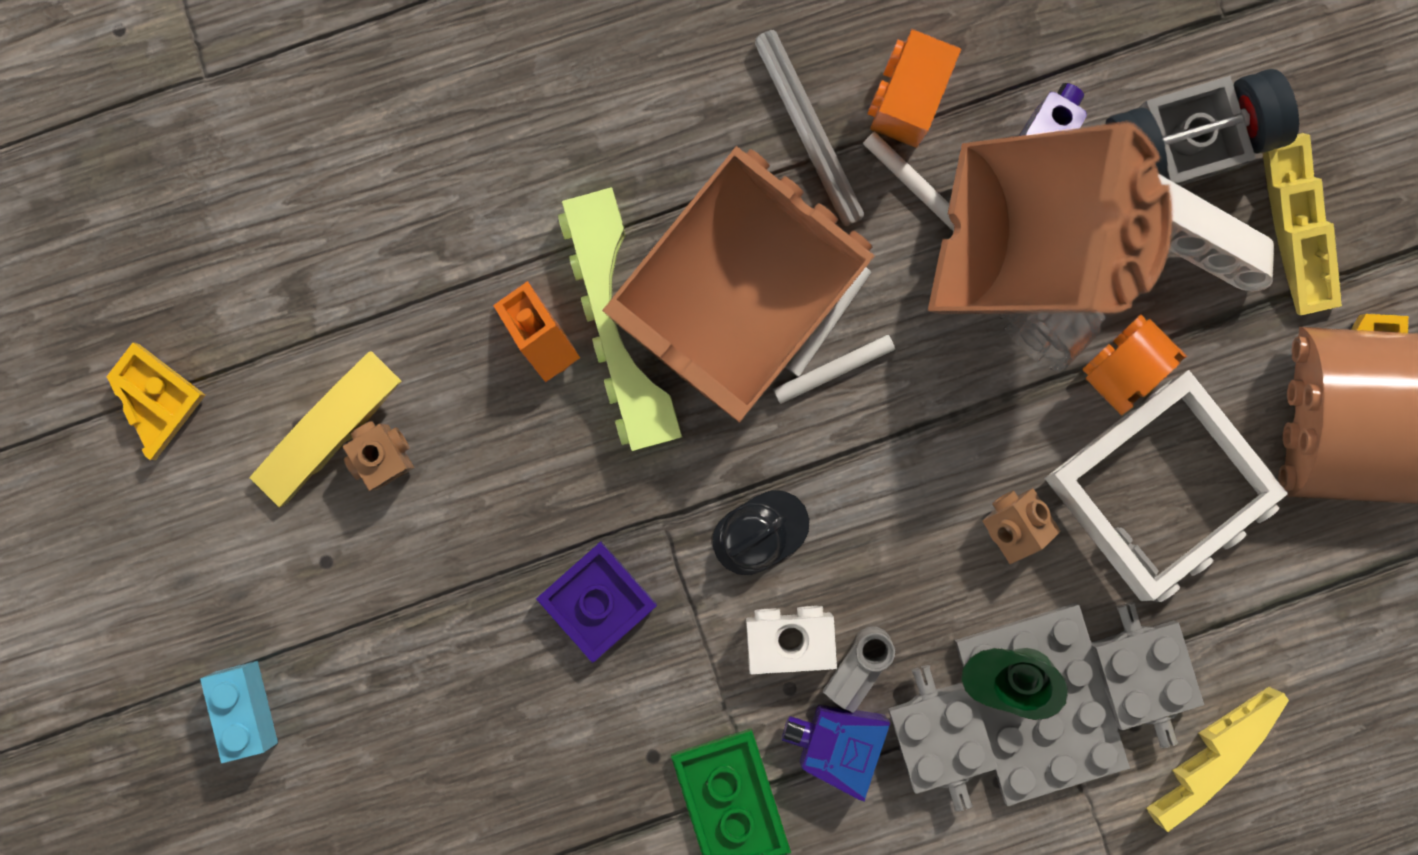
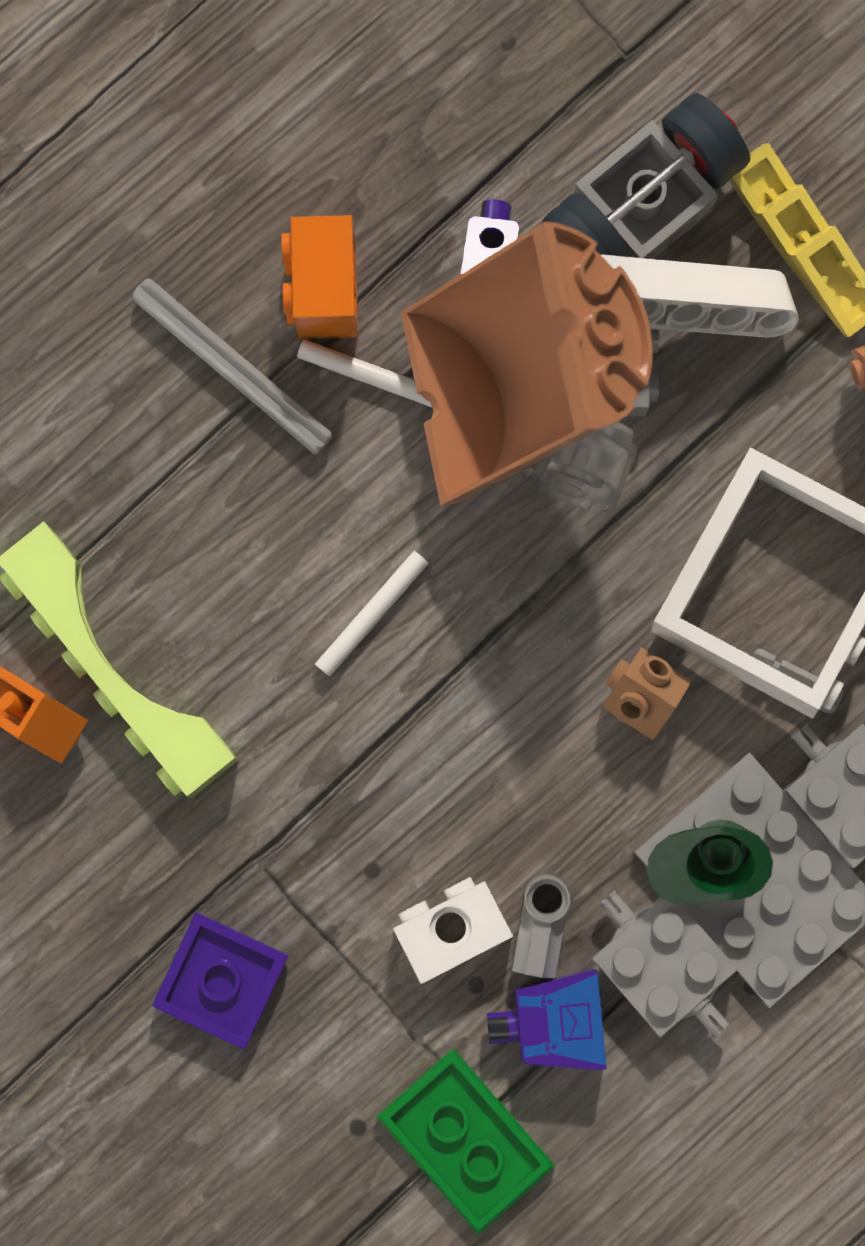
camera: 20 degrees left, 5 degrees down
(739, 282) = (222, 564): nougat cylinder -> none
(761, 532) = (369, 826): black piece -> none
(812, 344) = (342, 562): white bar -> none
(1136, 366) = (689, 467): orange brick -> none

